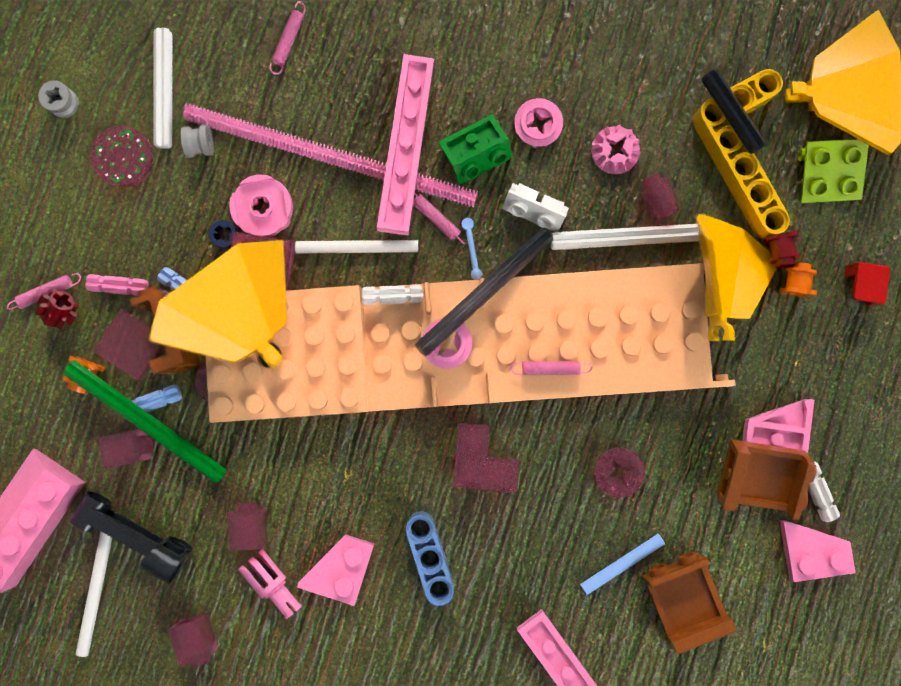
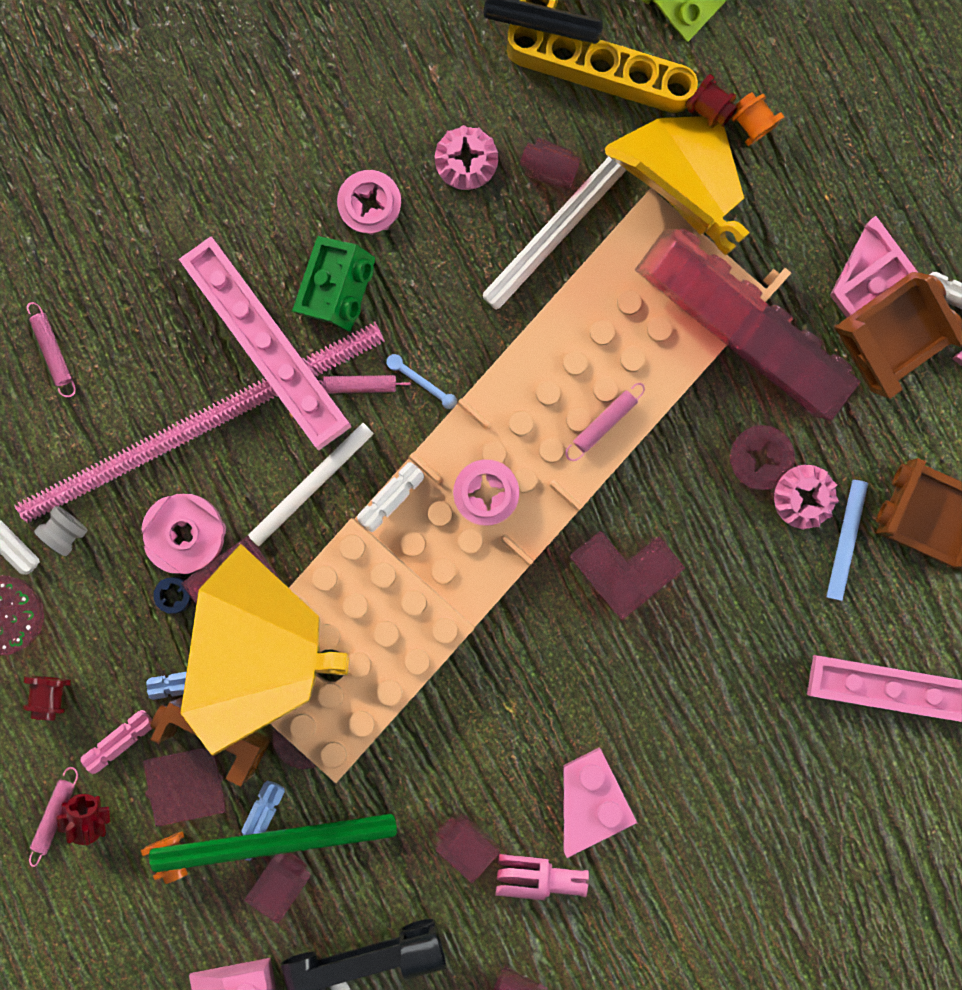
camera: 45 degrees left, 0 degrees up
(102, 222) = (45, 696): none -> dark red brick
(435, 572) = (678, 722): medium blue beam -> none
(483, 292) = (474, 410): black axle -> none
(522, 203) = (461, 280): white hinge -> none
(611, 510) = (789, 501): none -> bright pink gear
(684, 390) = (747, 323): none -> clear pink brick
(869, 282) = (821, 58): red panel -> none

